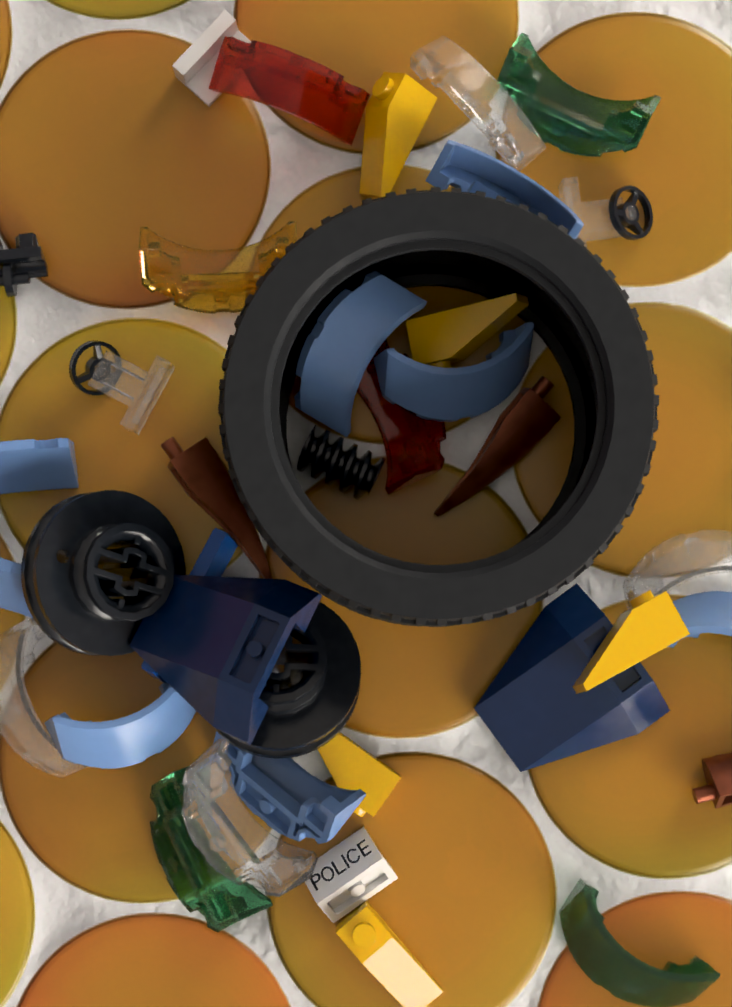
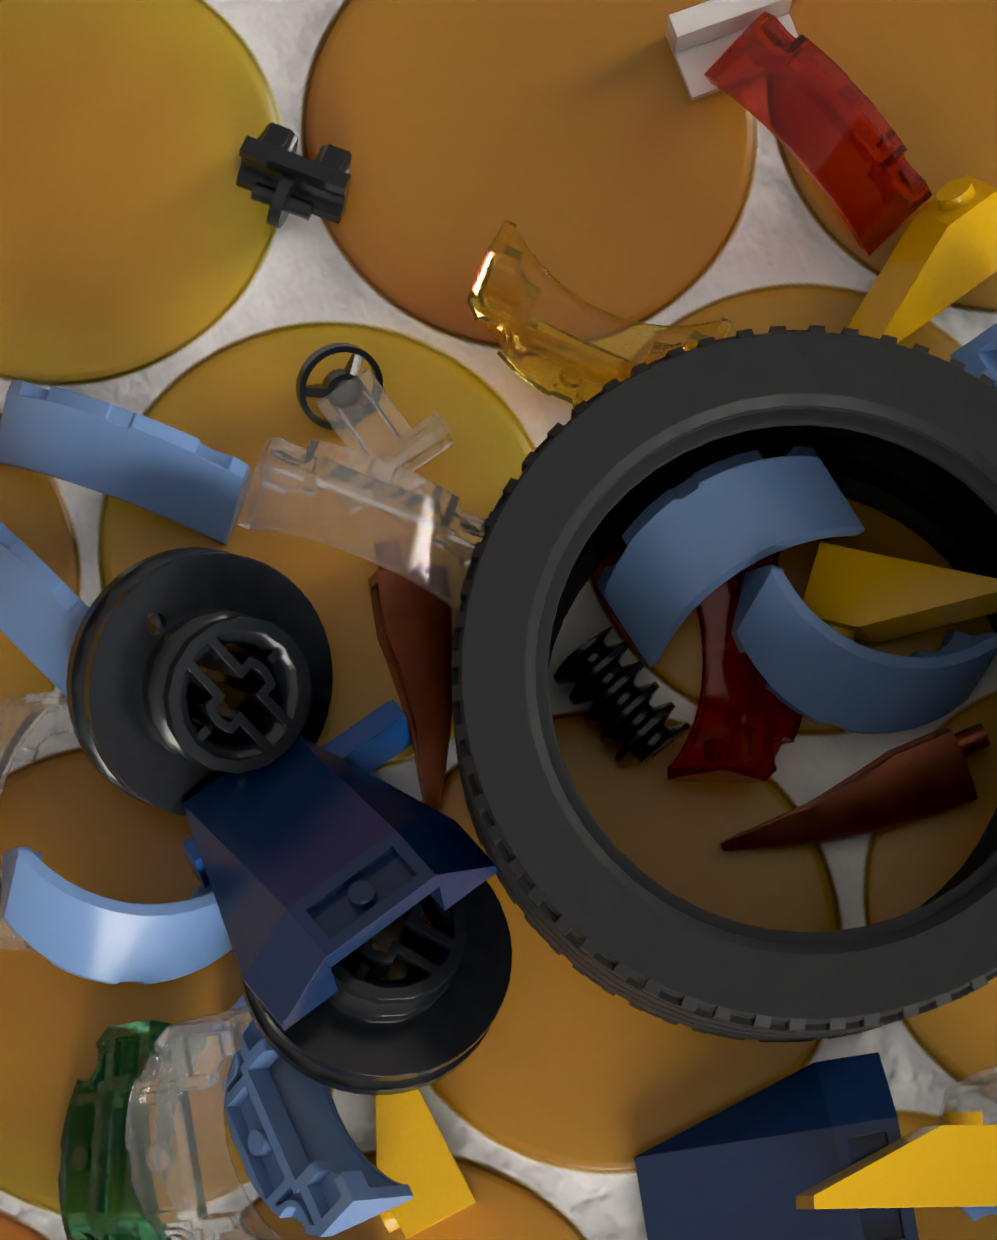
camera: 30 degrees right, 5 degrees down
(146, 431) = (365, 510): none -> clear windscreen

